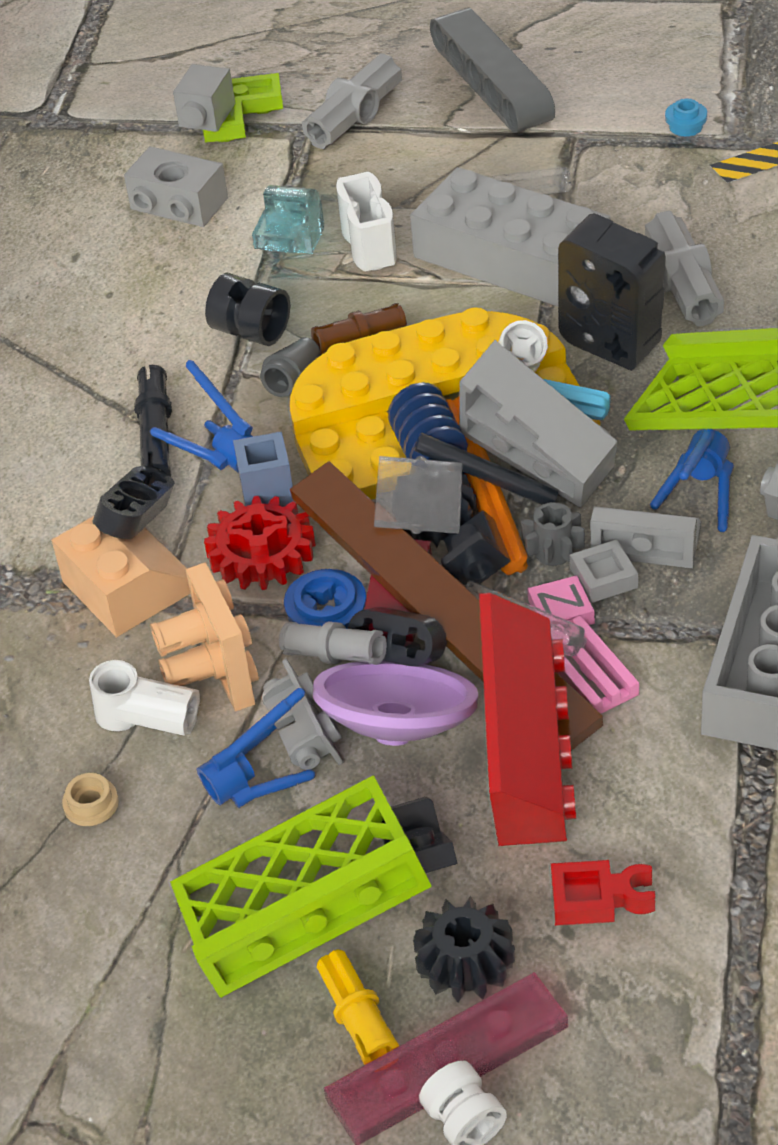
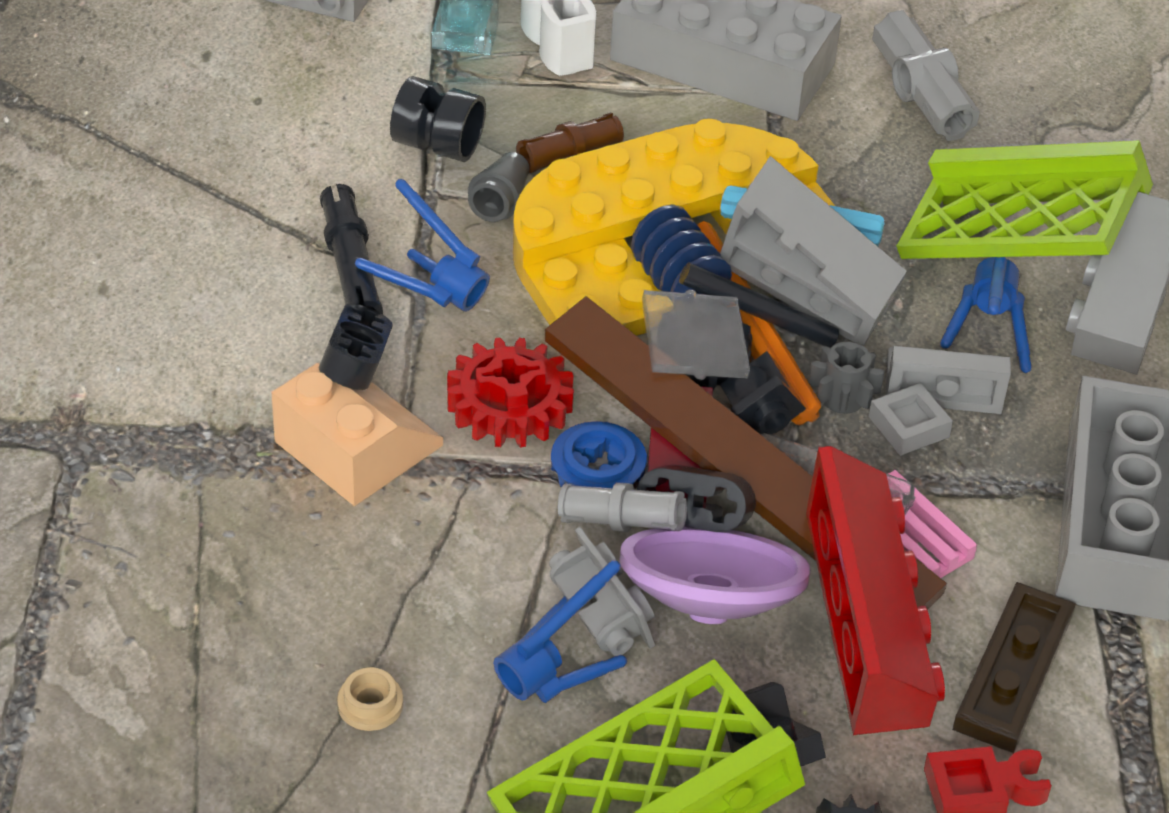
camera: 15 degrees left, 0 degrees up
(128, 700) = (392, 578): white piece -> none
(221, 638) = (492, 506): light nougat plate -> none
(264, 468) = (503, 305): sand blue brick -> none
(526, 342) = (785, 150): white wheel -> none
(563, 599) = (873, 448): bright pink tile -> none
(610, 291) = (866, 100): black axle -> none
(652, 791) = (1014, 667): none -> dark brown tile

